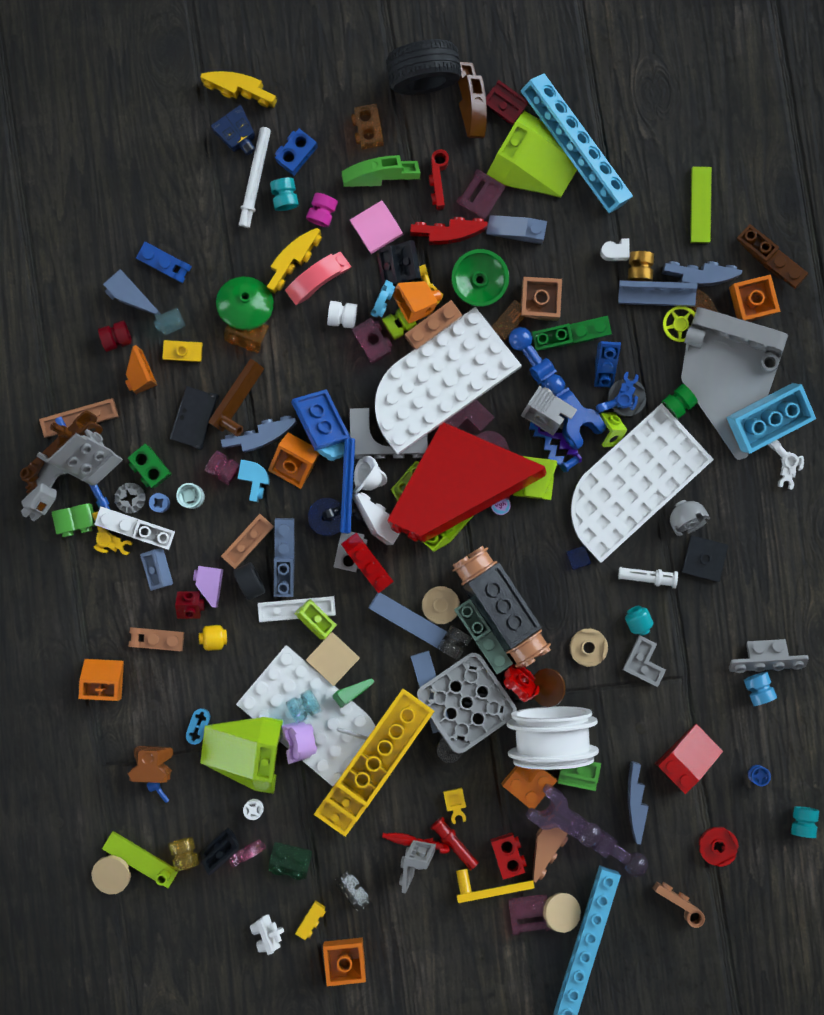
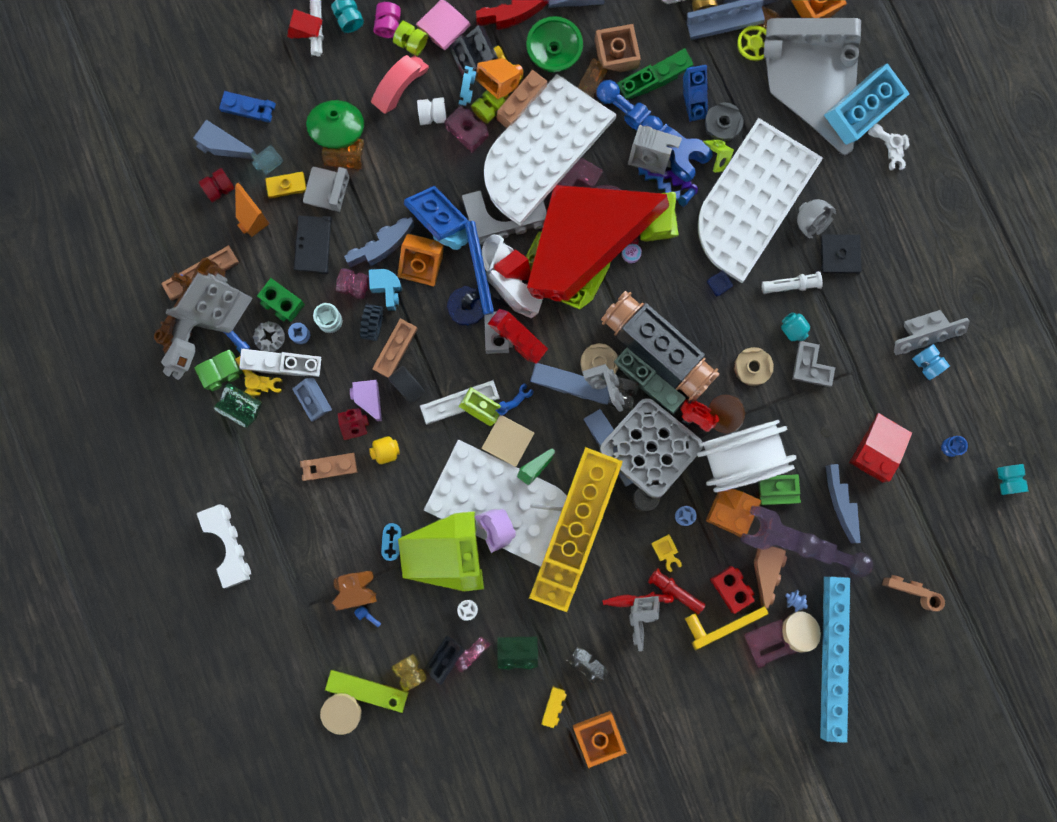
camera: 15 degrees left, 5 degrees down
(39, 666) = (233, 569): none -> white arch
(84, 559) = (238, 406): none -> clear green bracket
(101, 680) = (283, 520): orange slope -> none
(220, 365) = (326, 188): none -> light grey bracket
(223, 415) = (346, 218): reddish brown piece -> none
(231, 511) = (371, 322): none -> black bush
(238, 196) = (304, 25): none -> red slope
(269, 933) = (516, 731): white hips -> none
(284, 557) = (434, 354): sand blue slope -> none
(296, 251) = (371, 66): yellow slope -> none
(310, 705) = (496, 486): clear light blue wheel -> none
(338, 626) = (515, 402): none -> blue arm
(339, 234) = (410, 38): none -> lime wheel
(380, 493) = (514, 266): none -> red slope
(443, 629) = (602, 377): none -> light grey bracket
(483, 778) = (689, 515): none -> medium blue wheel
(564, 880) = (797, 601): none -> medium blue wheel
(624, 398) = (722, 120): blue piece -> none
(681, 400) = (776, 110): green wheel -> none
(729, 848) = (924, 528): red plate -> none

